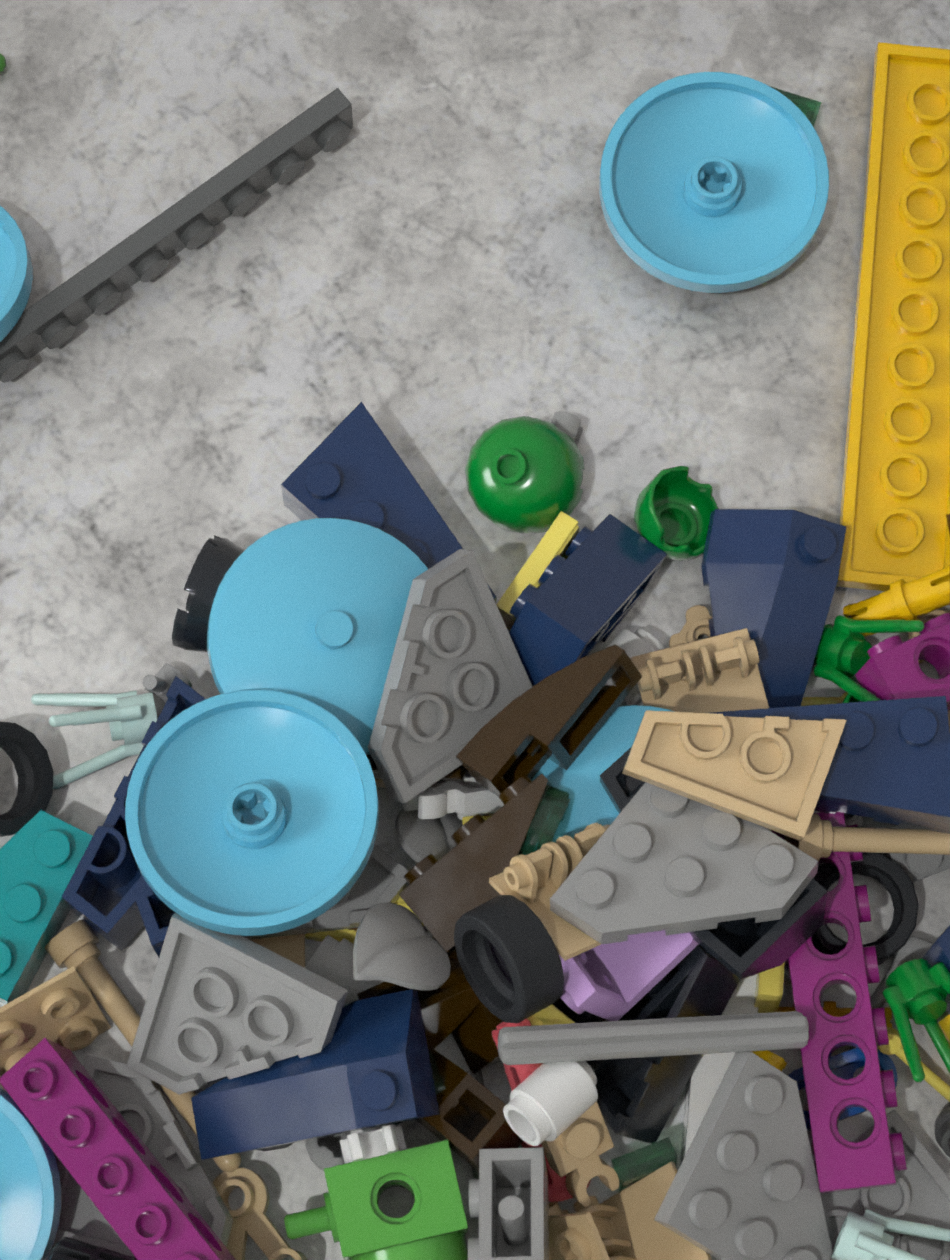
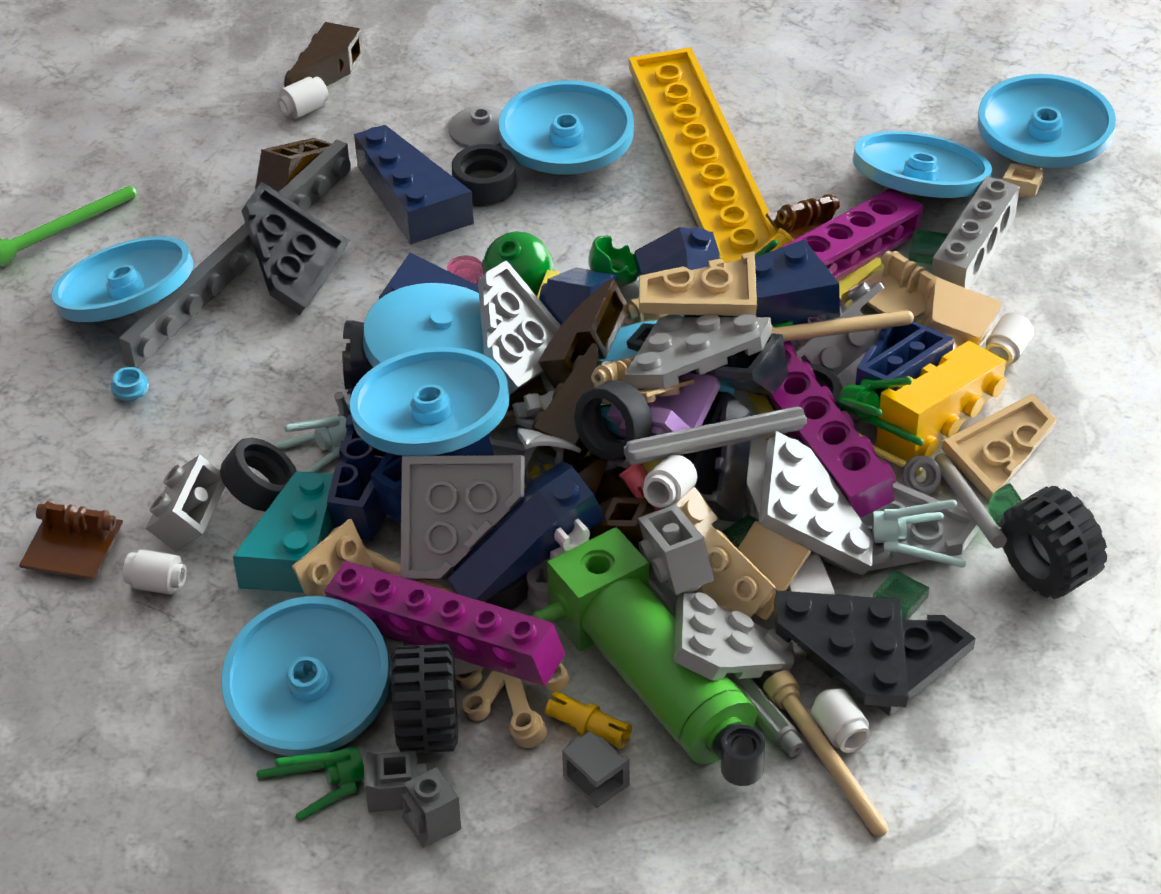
camera: 15 degrees left, 30 degrees down
(191, 307) = (290, 247): none -> black plate
(261, 102) = (284, 162): none -> dark brown slope
(427, 236) = (411, 186): none -> dark blue wedge
(447, 434) = (466, 267): none -> clear pink tile
(543, 190) = (486, 158): none -> black tyre
(571, 120) = (476, 126): none -> light grey dish

